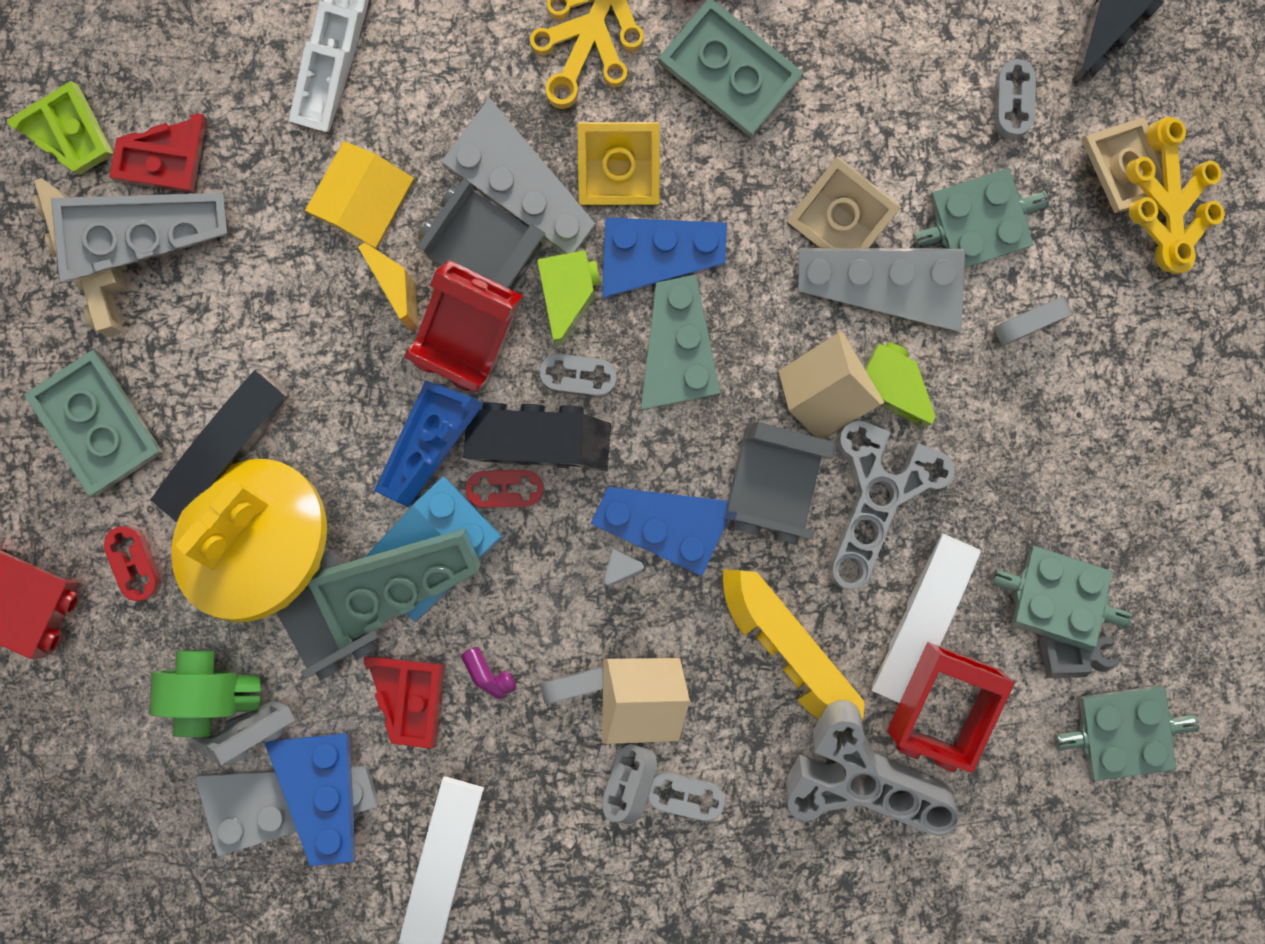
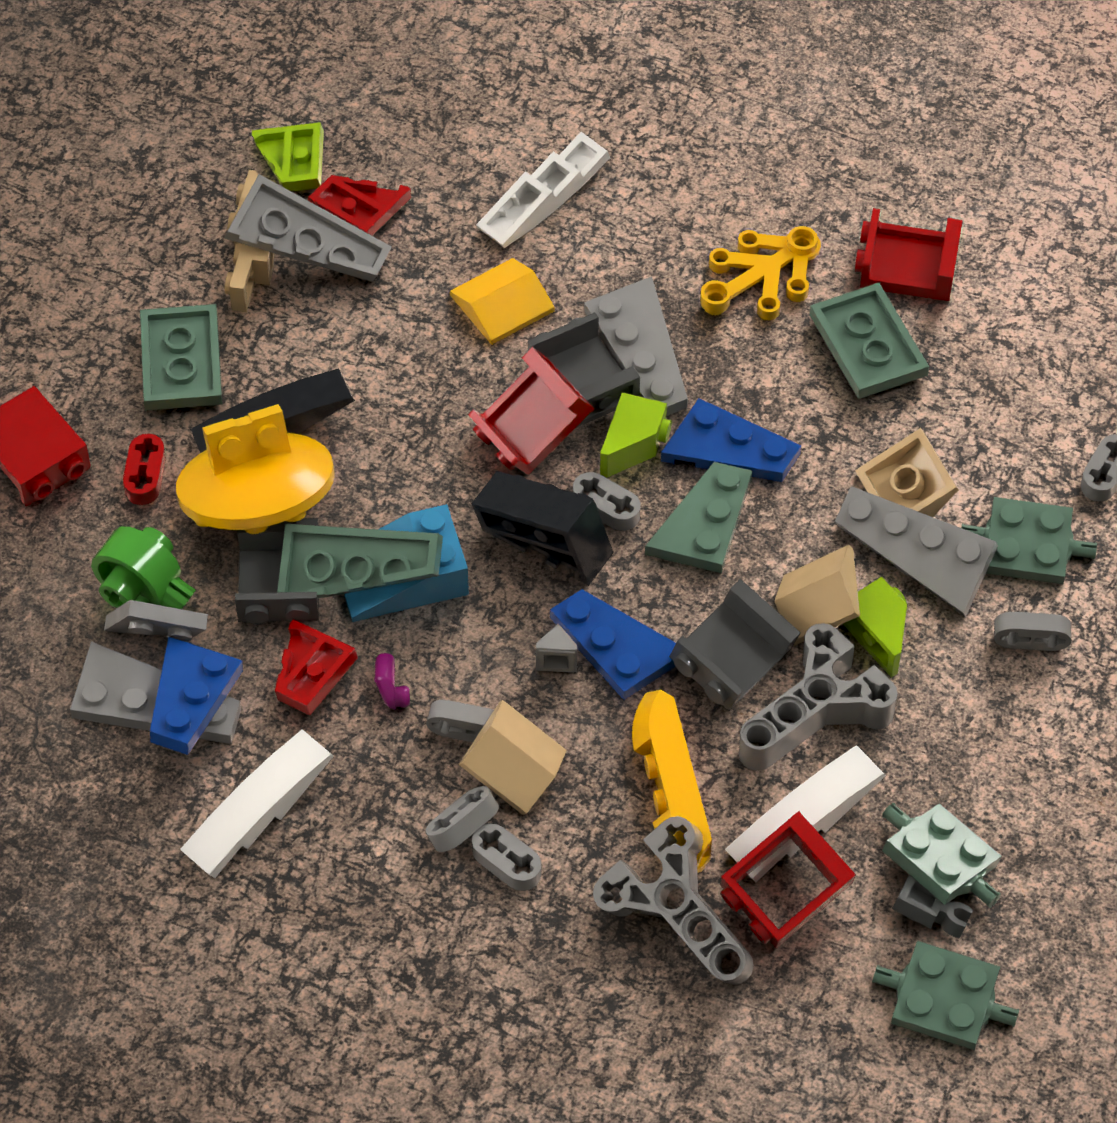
camera: 25 degrees right, 30 degrees down
(395, 283) = (494, 356): yellow slope -> none
(425, 440) = (448, 481): blue wing -> none
(504, 478) = (492, 554): red beam -> none
(618, 163) = (733, 364): yellow slope -> none

